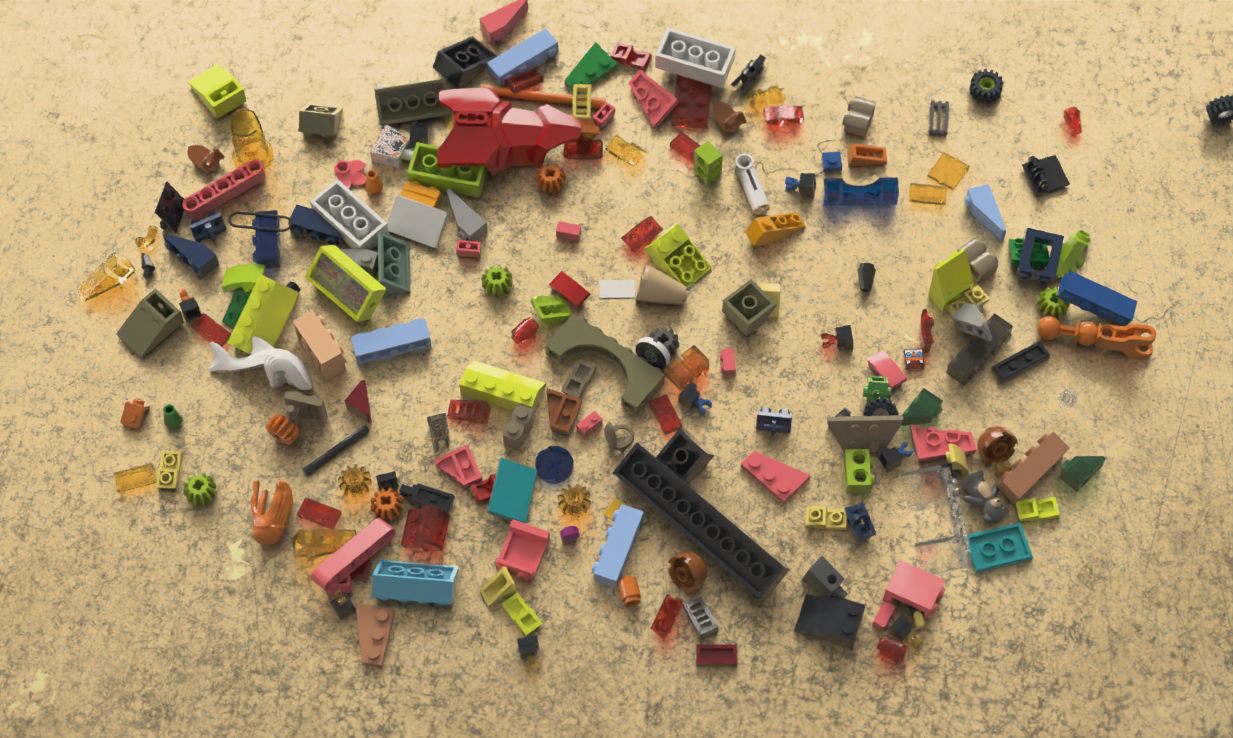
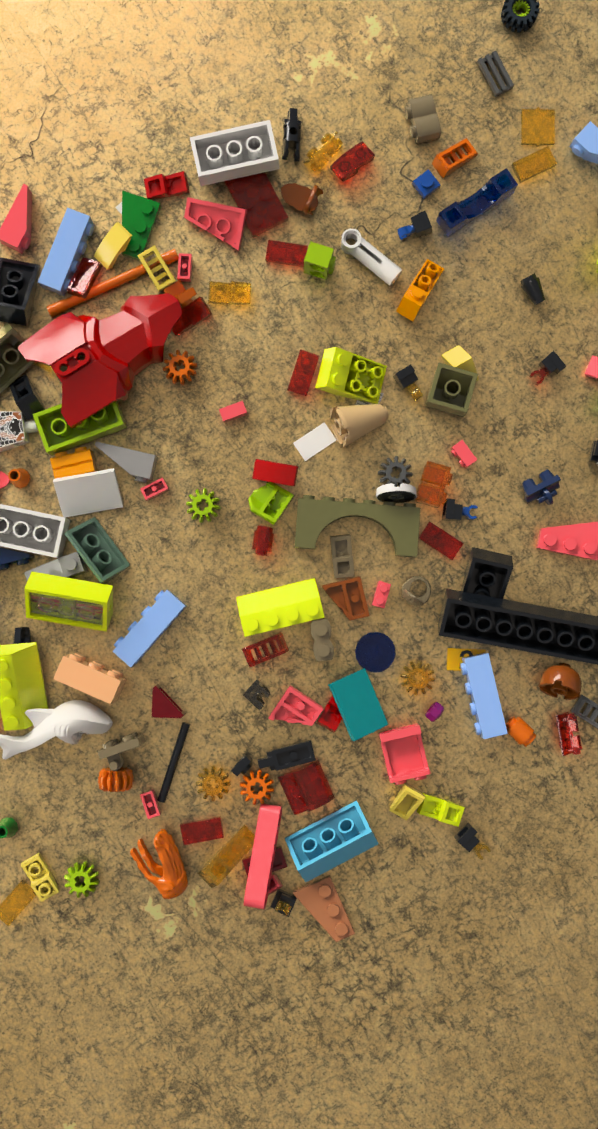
camera: 35 degrees left, 25 degrees up
(295, 467) = (150, 804): none -> coral piece
(562, 69) = (113, 244): none -> light yellow slope
(720, 284) = (406, 378): none -> black piece

